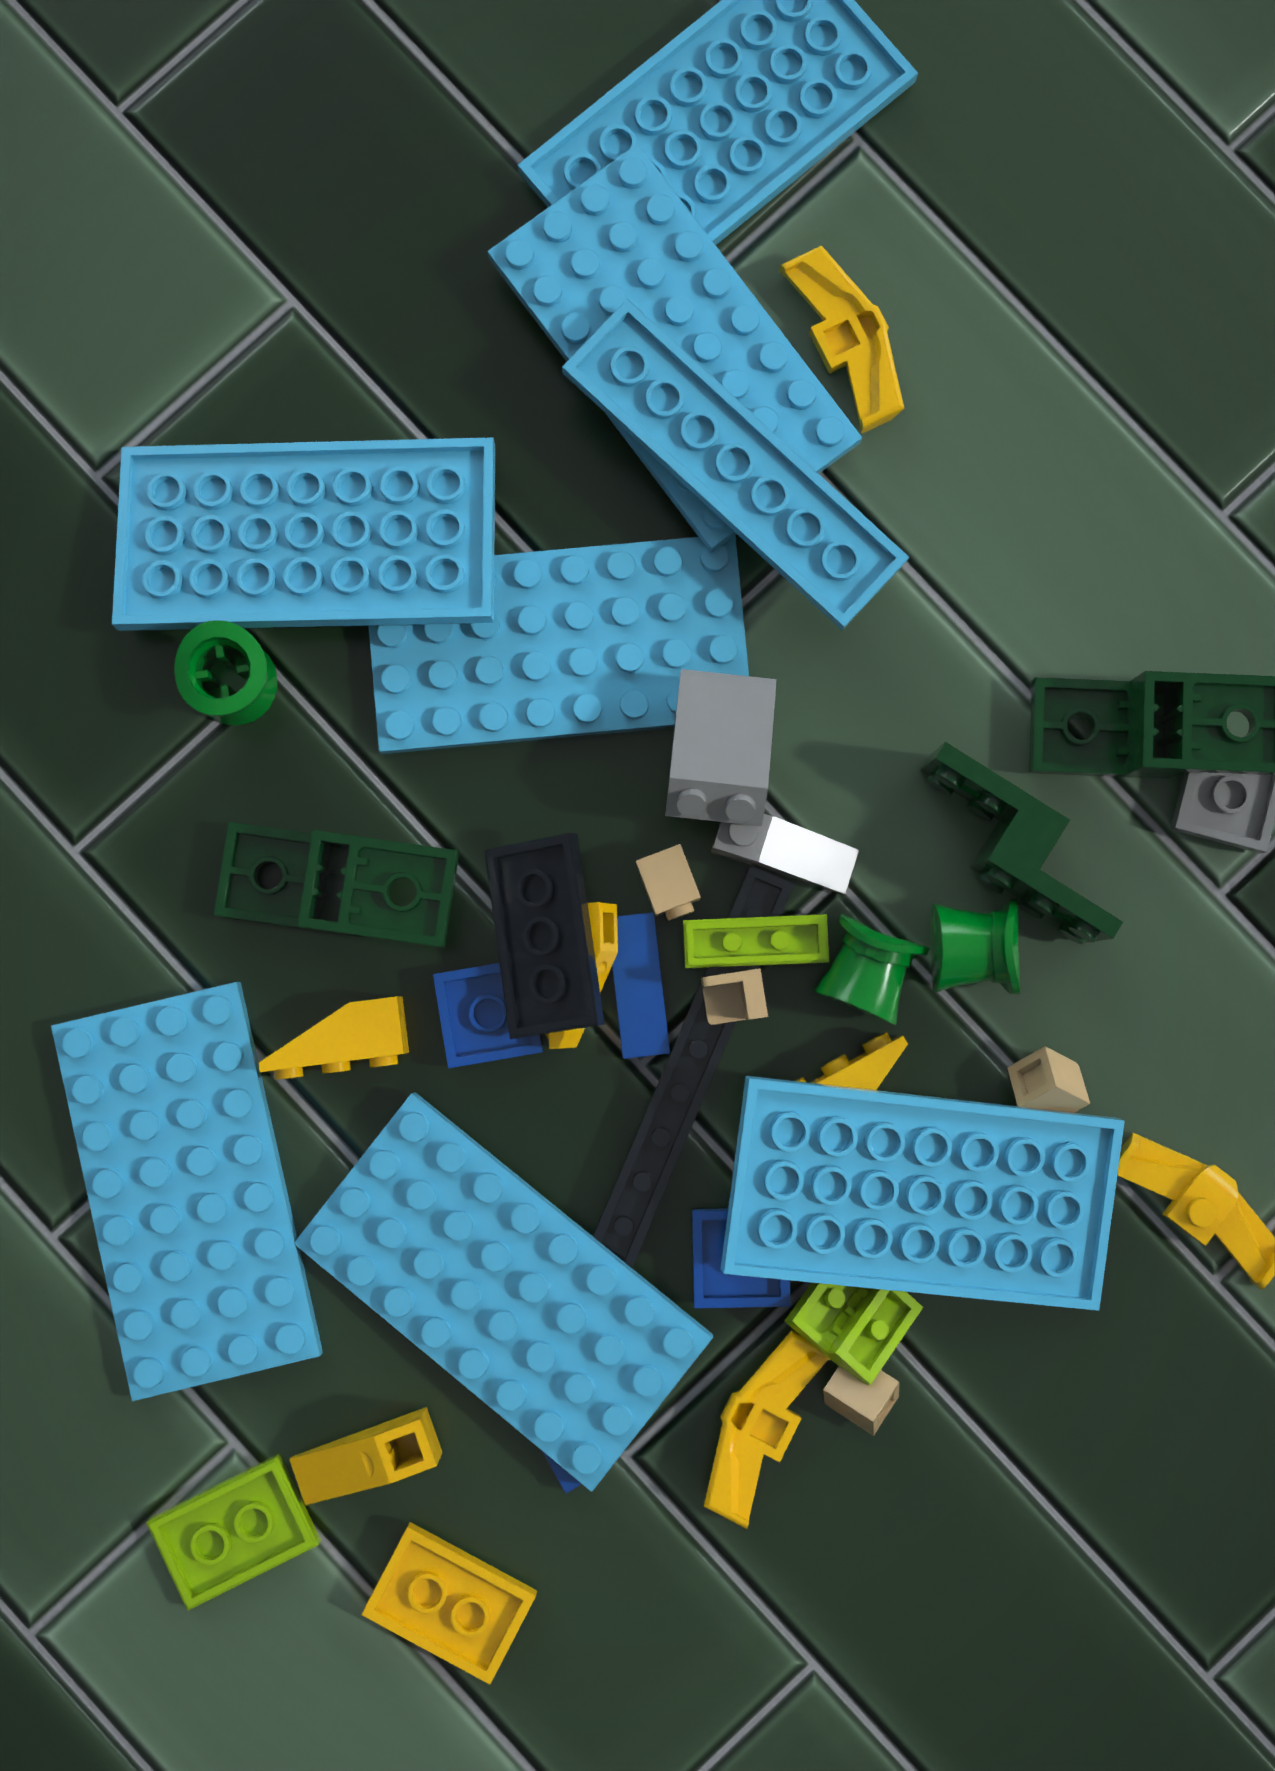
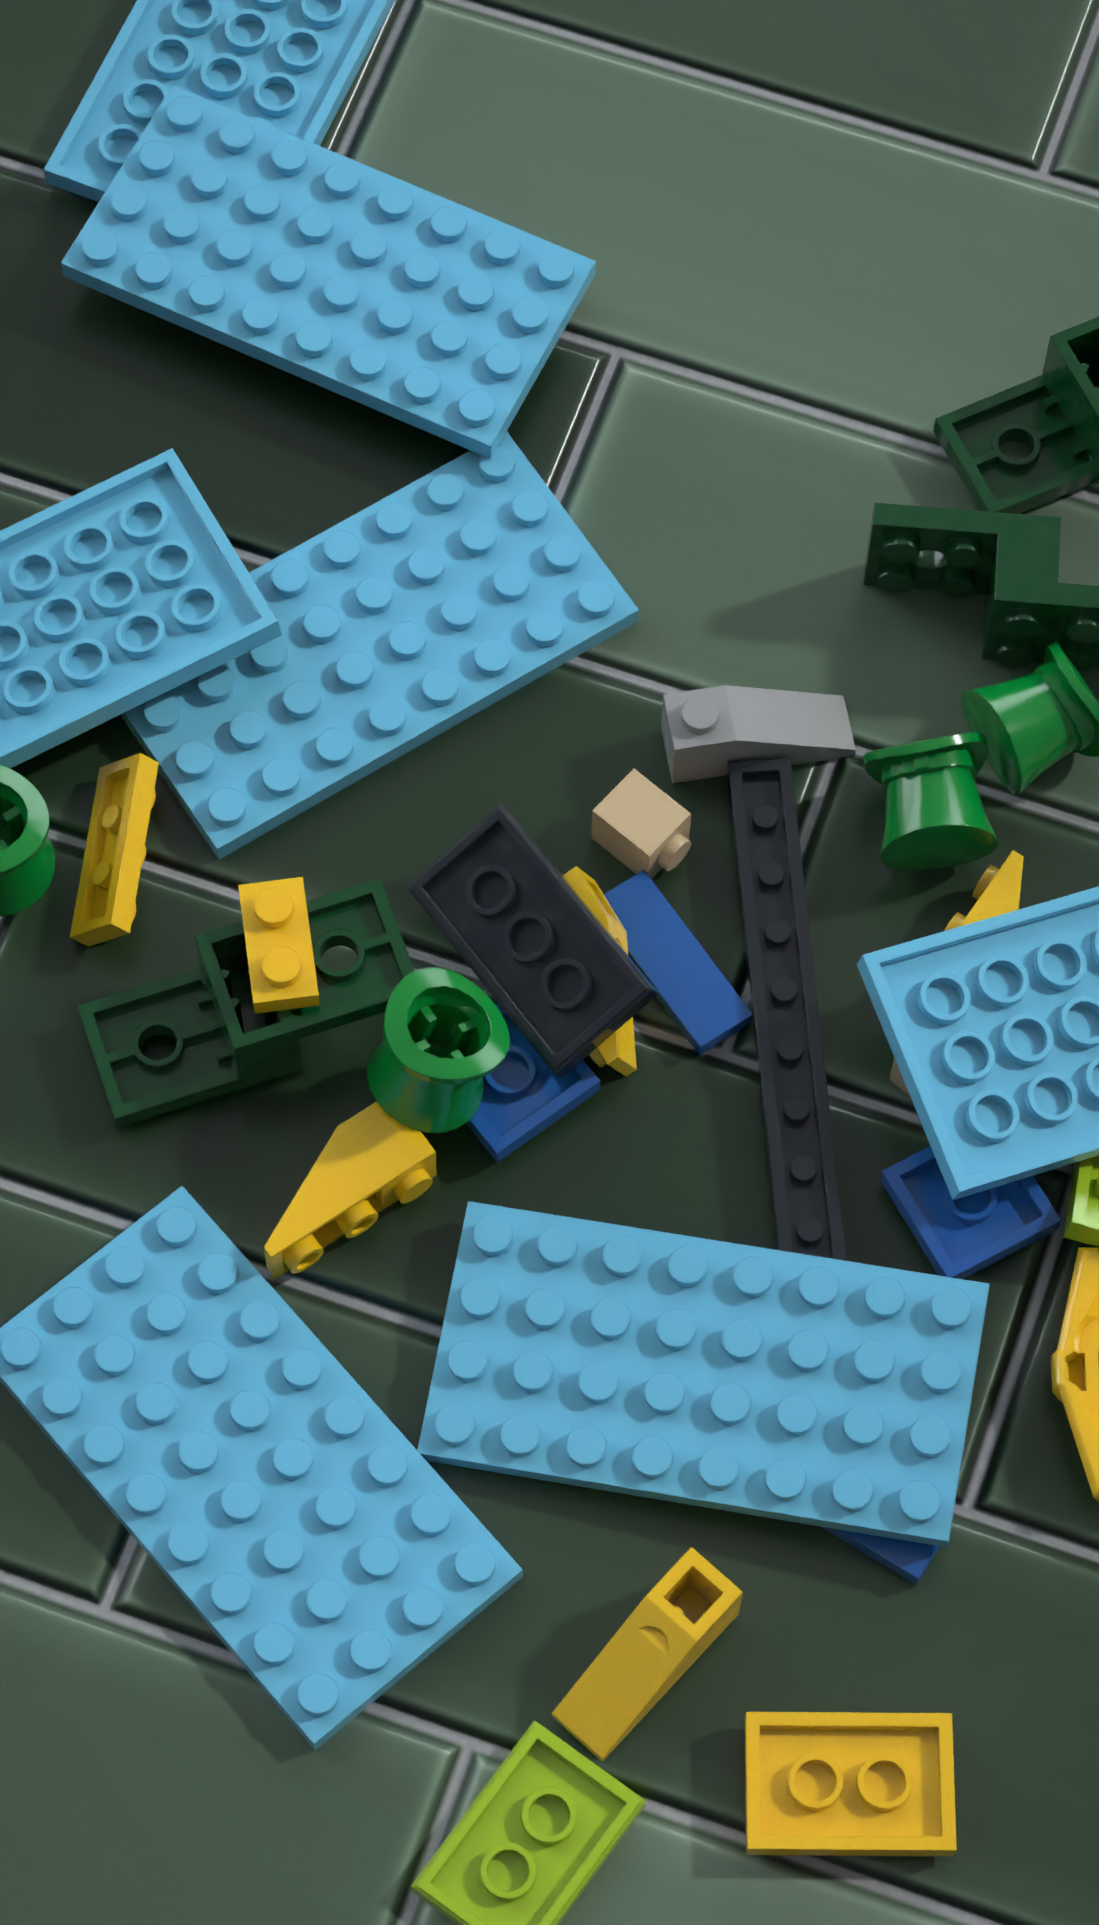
camera: 25 degrees left, 20 degrees down
(310, 718) = (114, 850): none -> yellow plate
(361, 868) = (278, 945): none -> yellow plate
(434, 994) = (436, 1050): none -> green hat
(721, 747) = (622, 636): light grey slope -> none
(734, 464) = (471, 341): medium azure plate -> none
(734, 996) = (792, 899): tan panel -> none
(755, 941) = (782, 836): lime tile -> none
(849, 335) = (518, 174): yellow plate -> none

